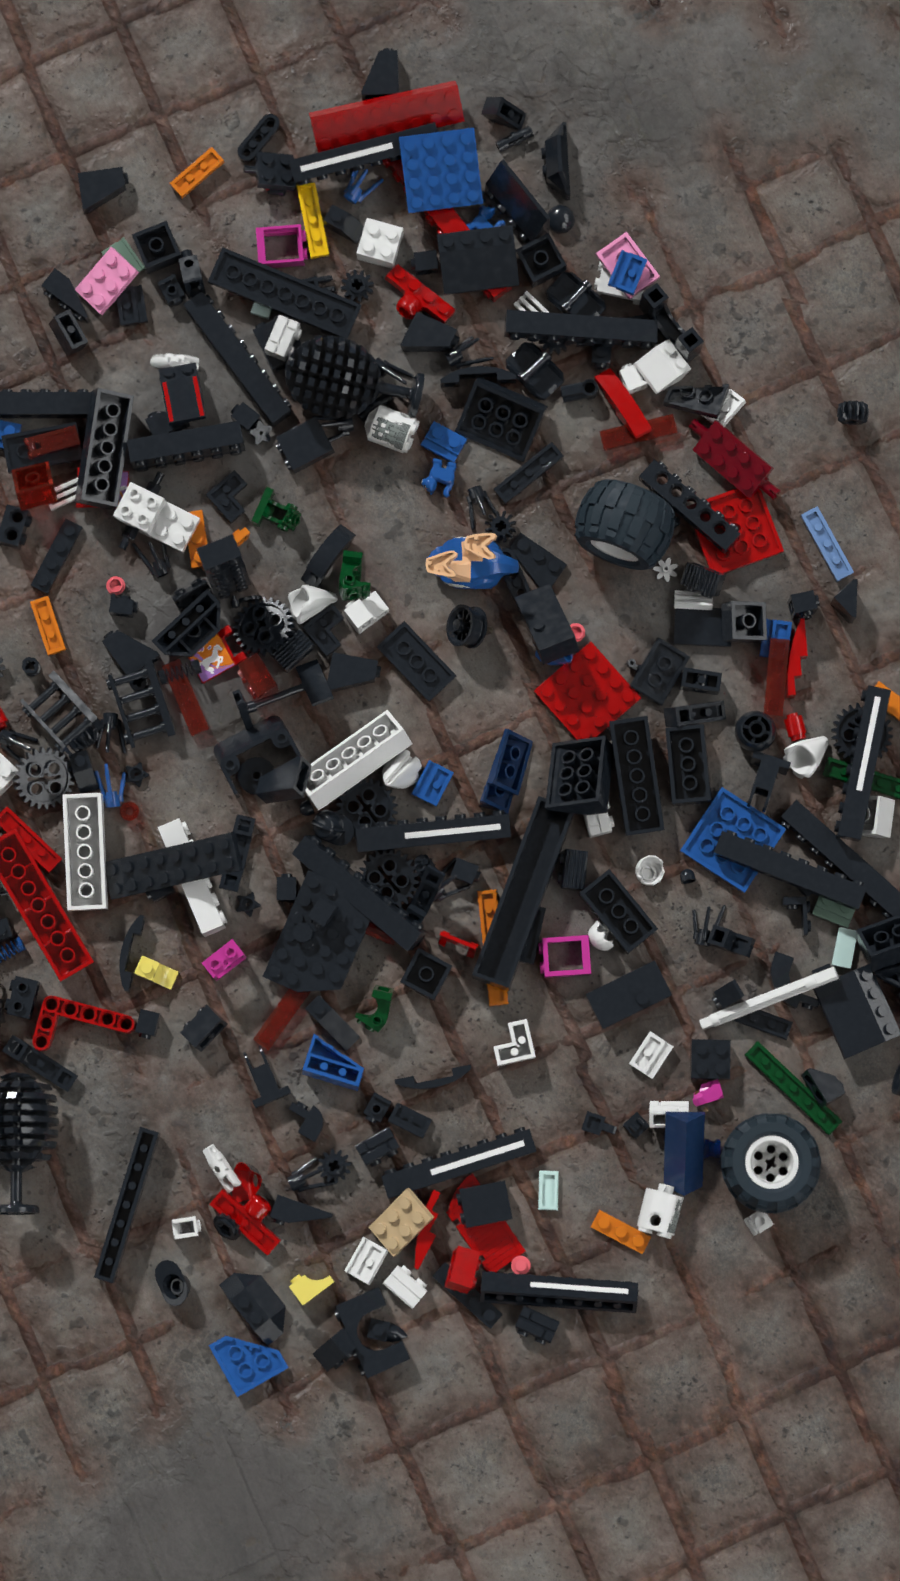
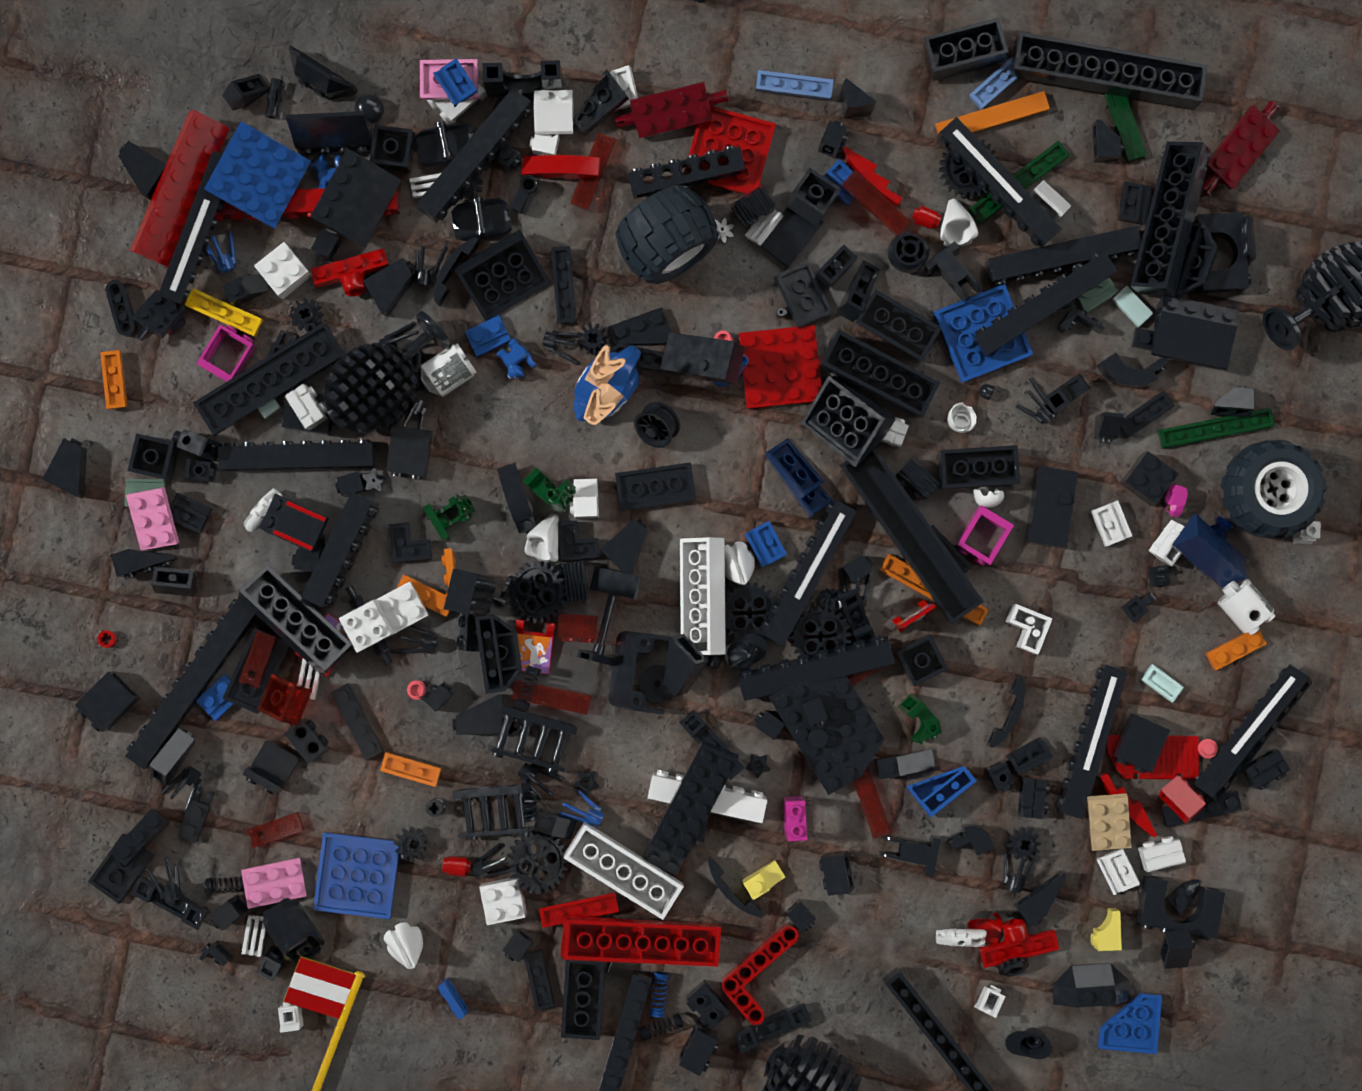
camera: 60 degrees left, 5 degrees up
(125, 806) = (613, 815): clear red plate -> none
(769, 998) = (1136, 393): white piece -> none

